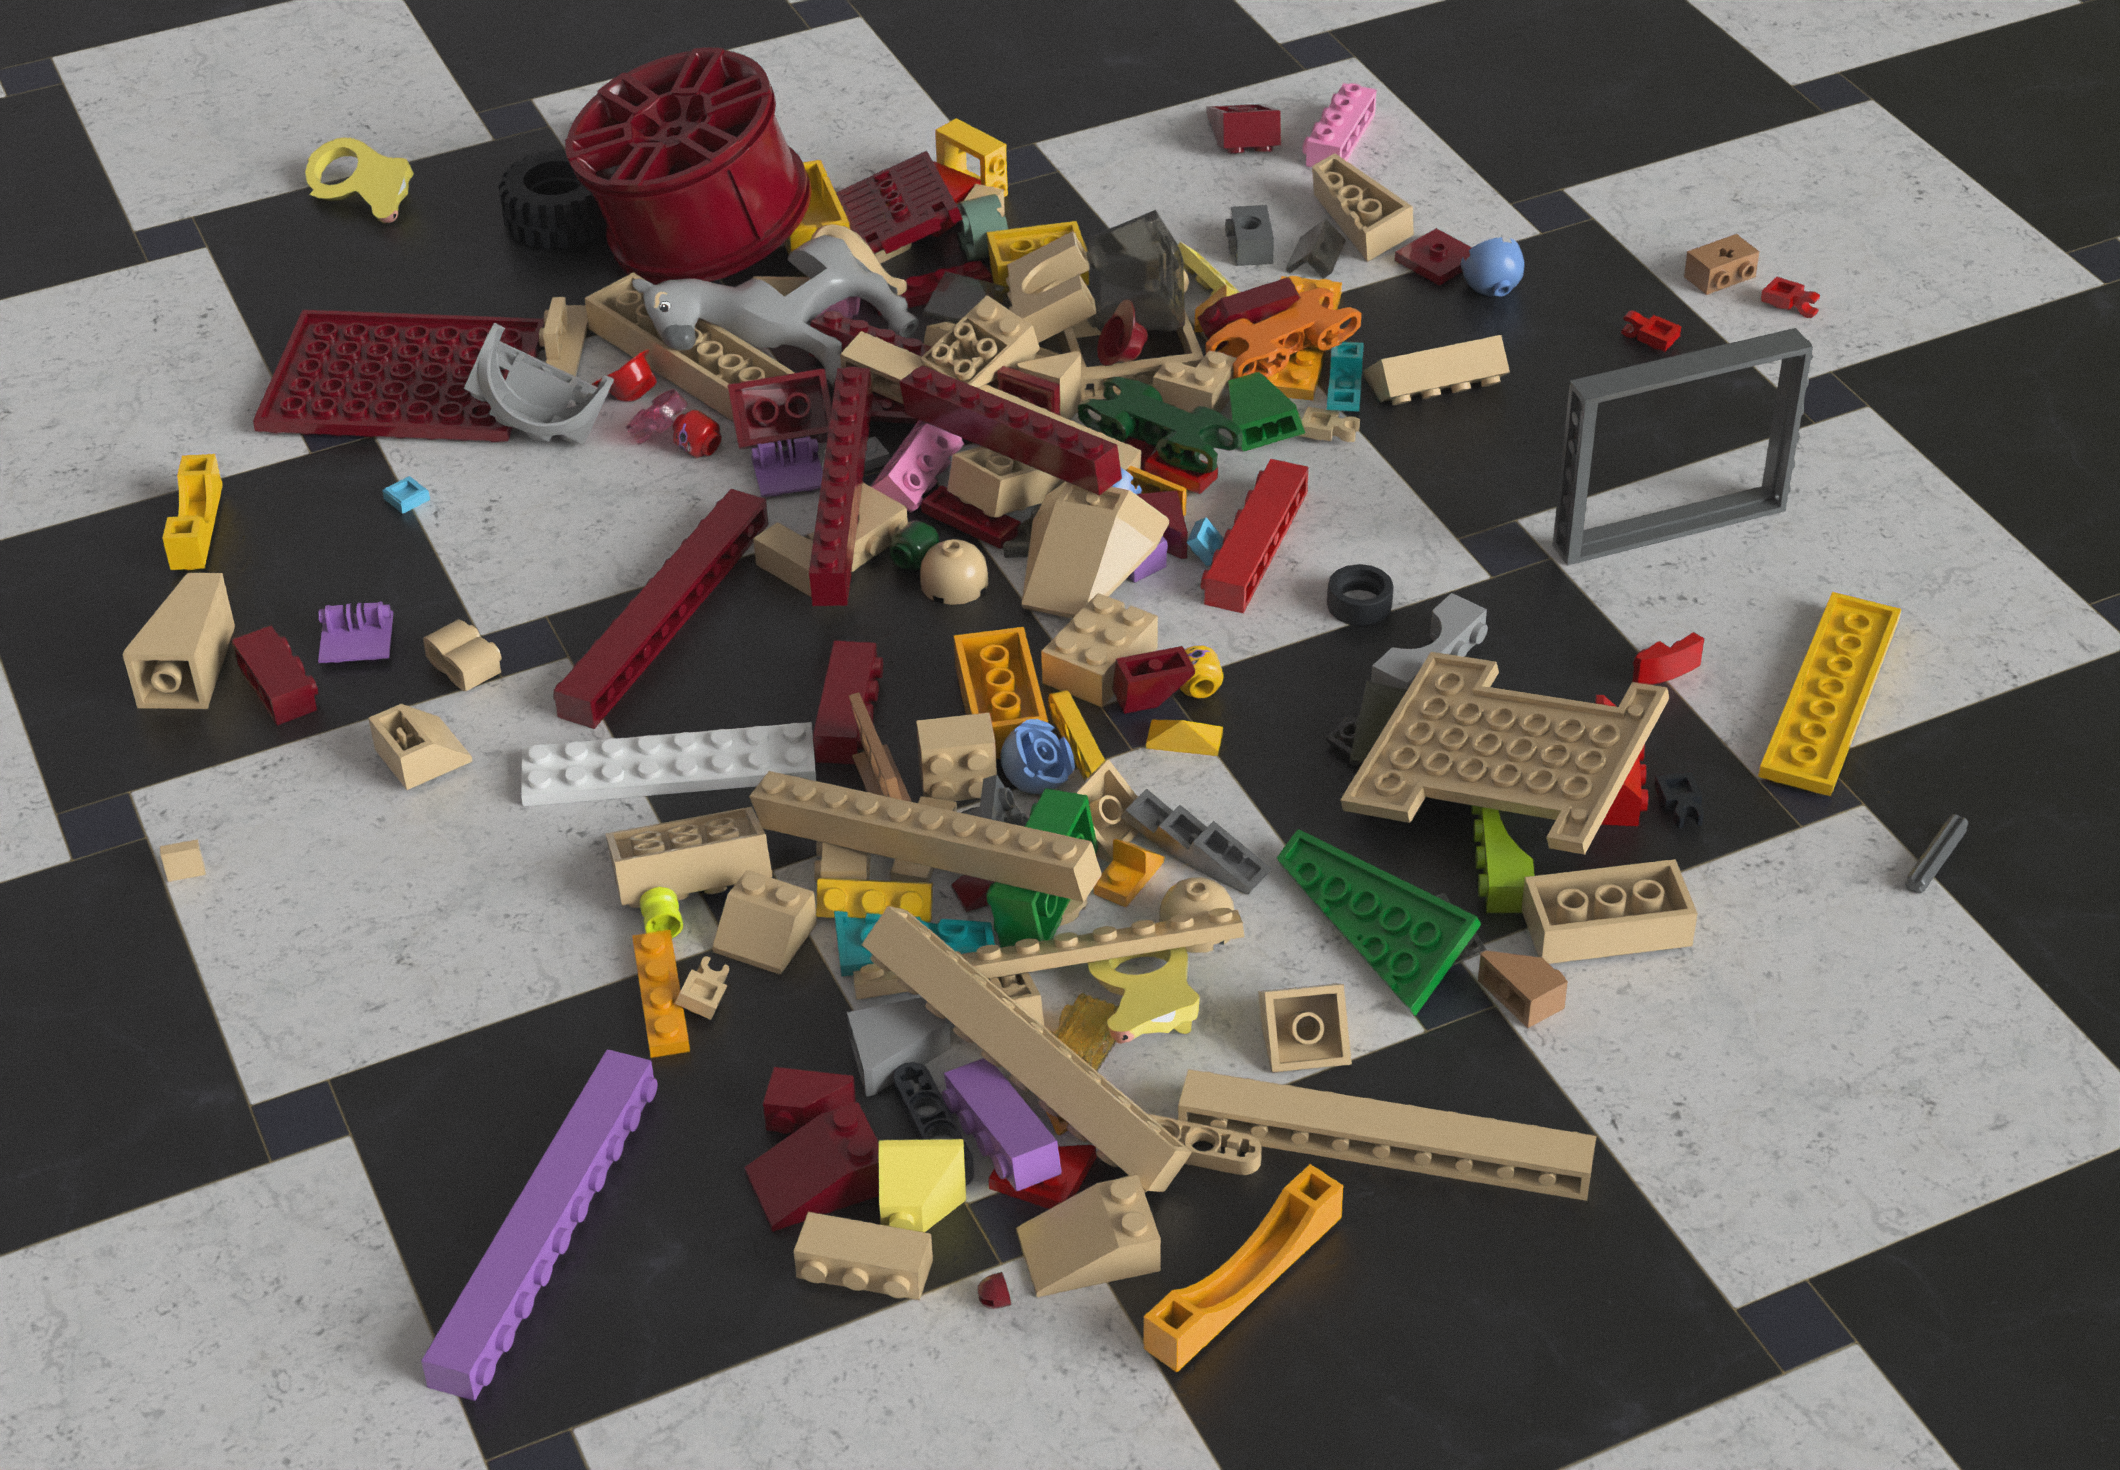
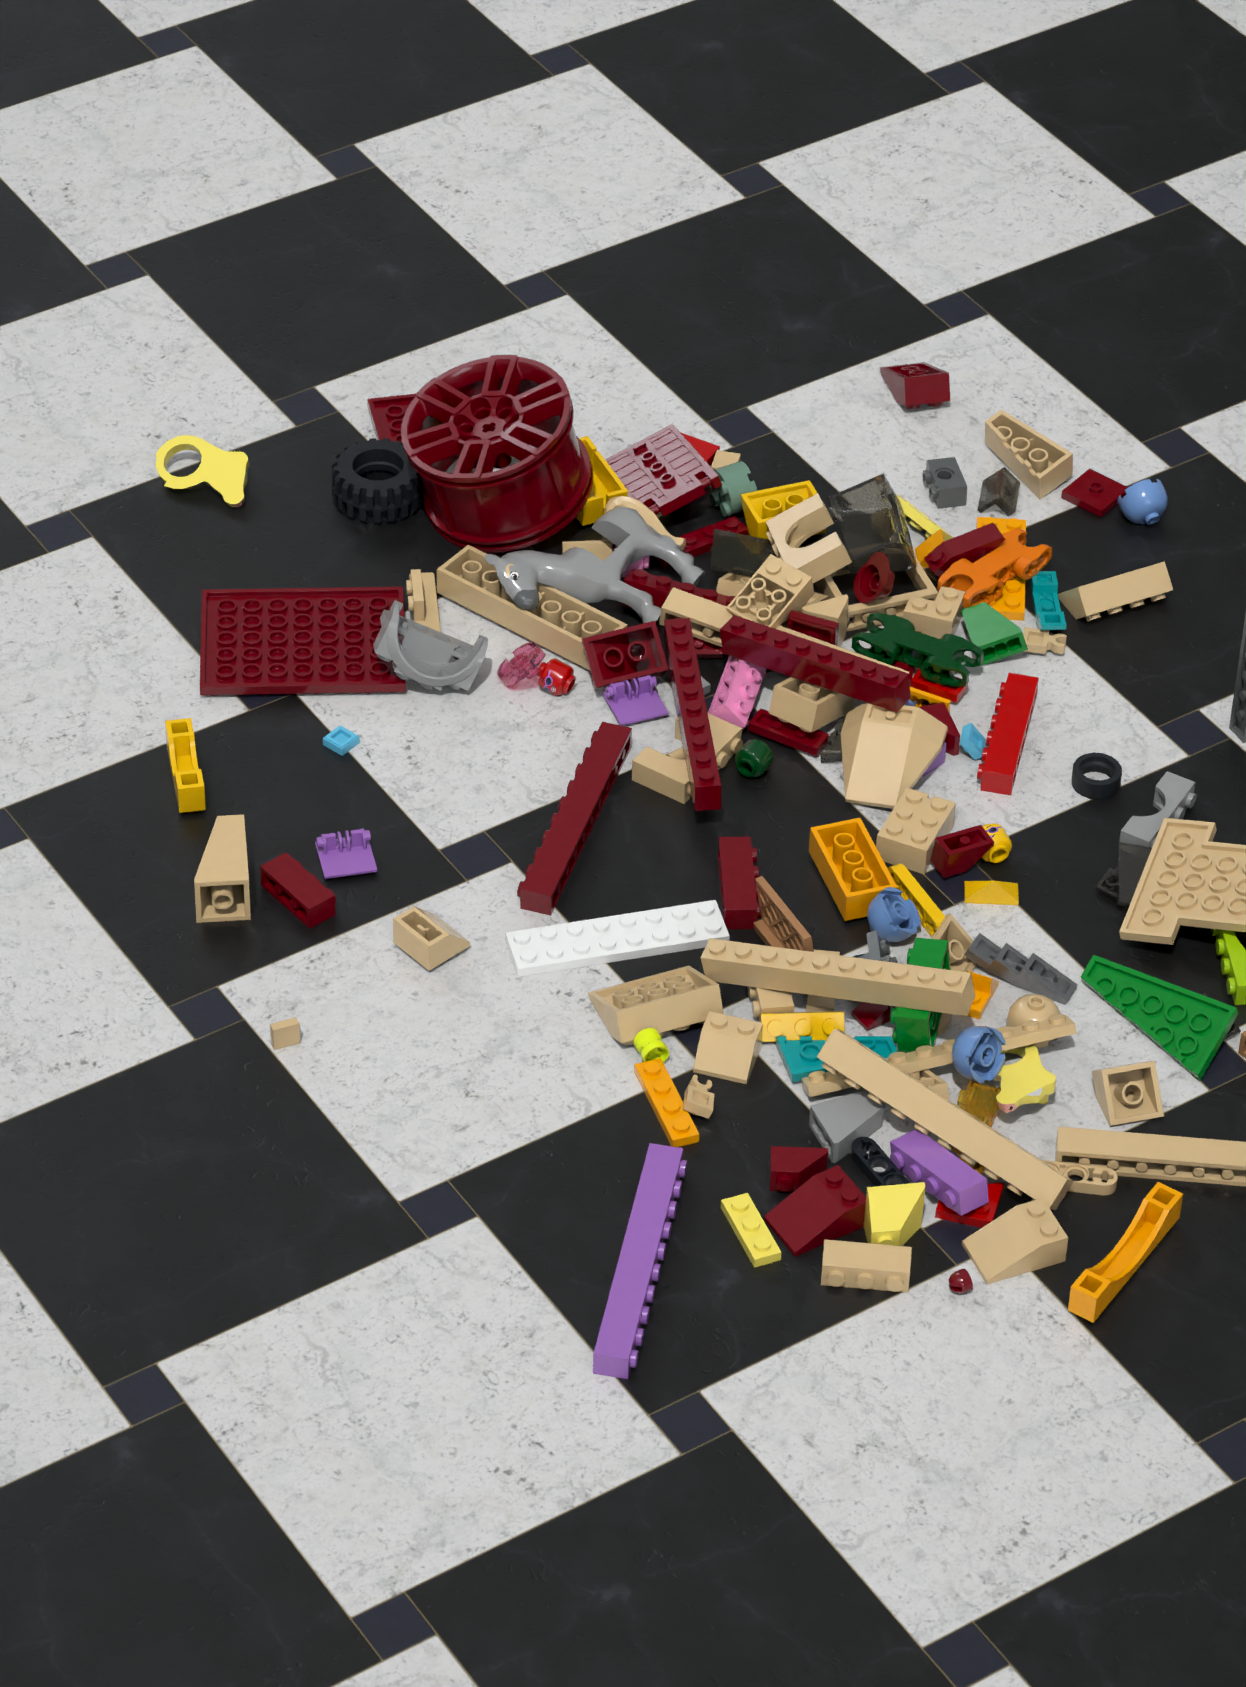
camera: 10 degrees left, 0 degrees up
(462, 654) = (435, 865): tan brick -> none
(632, 379) = (493, 630): red piece -> none
(719, 1187) = (751, 1230): none -> light yellow plate
(953, 572) = (788, 777): tan cylinder -> none
(955, 756) = (837, 918): tan brick -> none
(959, 138) = (697, 410): yellow window -> none
(1095, 956) = (978, 1053): none -> medium blue cylinder
(1341, 124) = (993, 380): bright pink brick -> none

